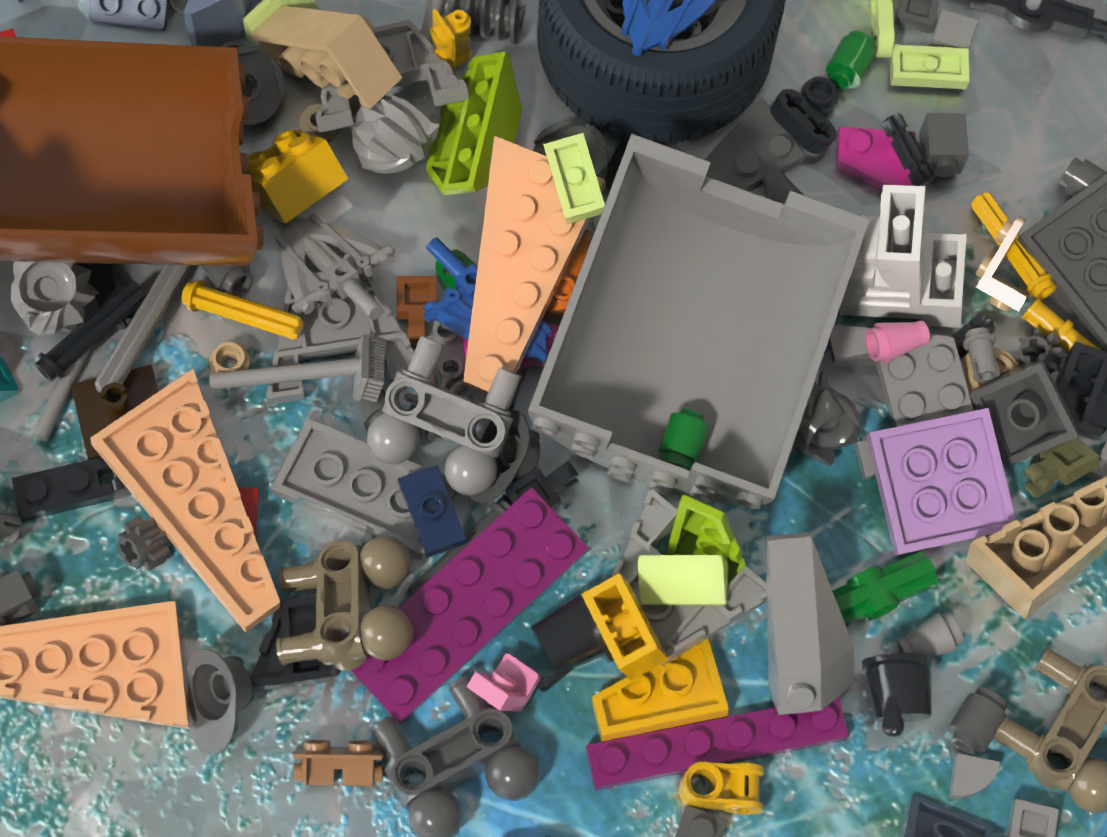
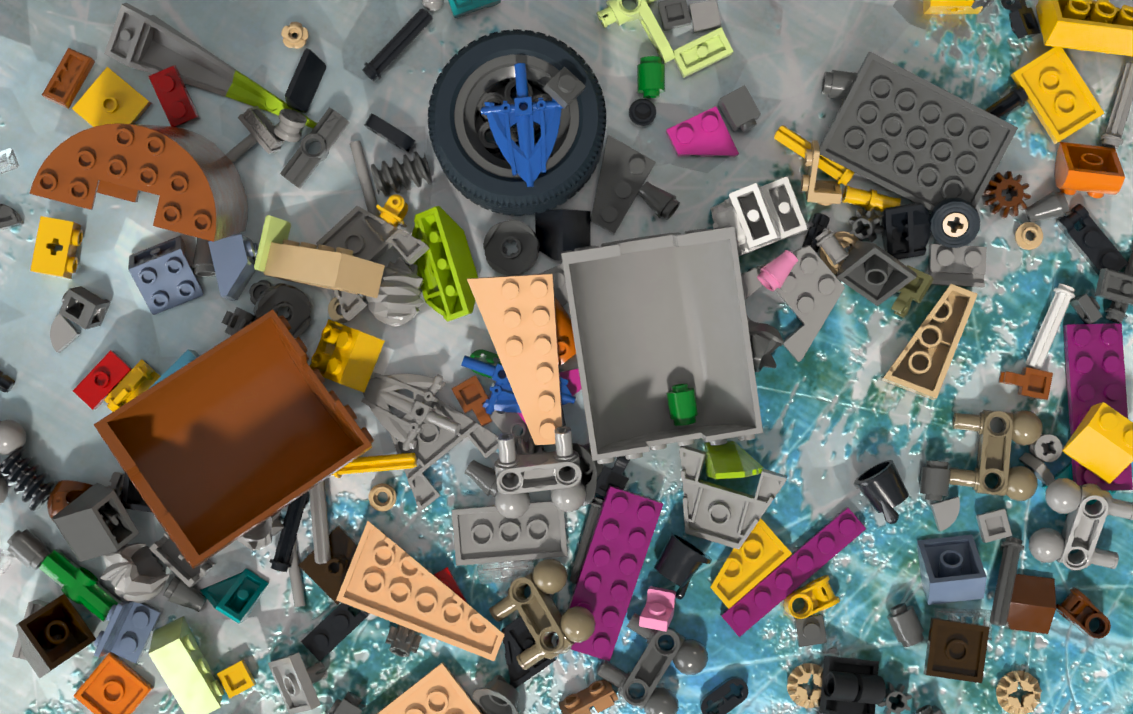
camera: 25 degrees left, 20 degrees up
(365, 366) = (469, 462): light grey piece -> none
(431, 511) = (558, 530): dark blue plate -> none
(574, 178) = (536, 289): yellowish green plate -> none
(625, 627) = (712, 545): yellow brick -> none
(683, 579) = (730, 498): yellowish green slope -> none
(803, 121) = (642, 138): black beam -> none
(805, 629) = (816, 490): light grey wedge -> none
(880, 591) = (838, 434): green piece -> none
(907, 150) = (719, 127): black axle -> none
(933, 637) = (885, 443): light grey cone -> none
(941, 481) = (846, 343): lavender plate -> none

